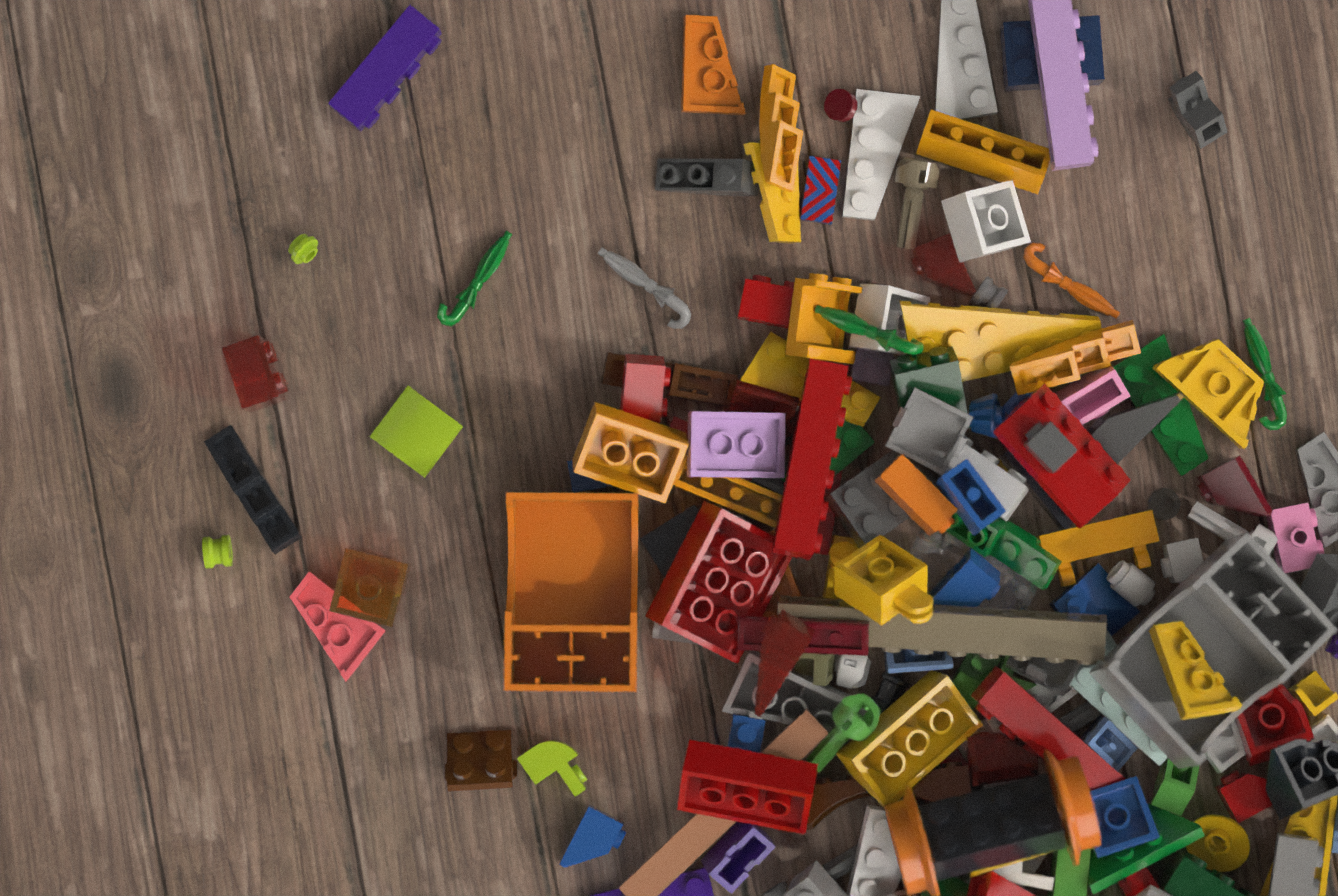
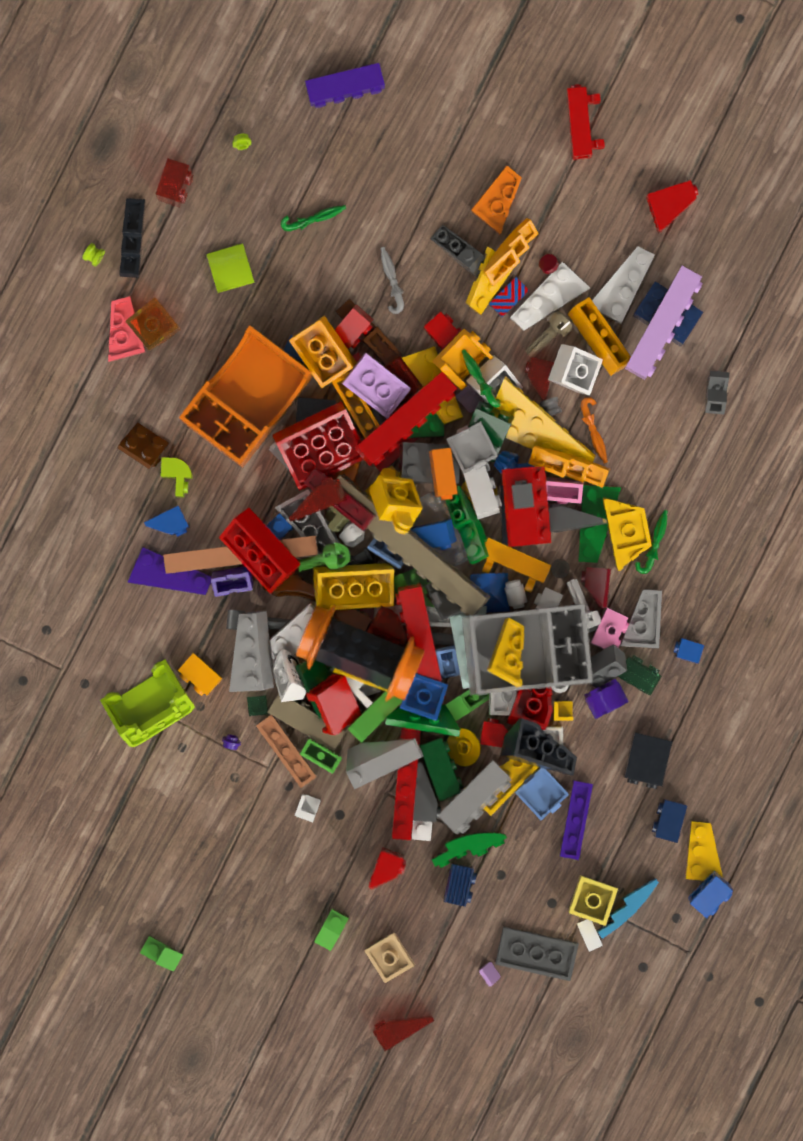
camera: 35 degrees right, 0 degrees up
(971, 496) = (467, 492): blue brick -> none

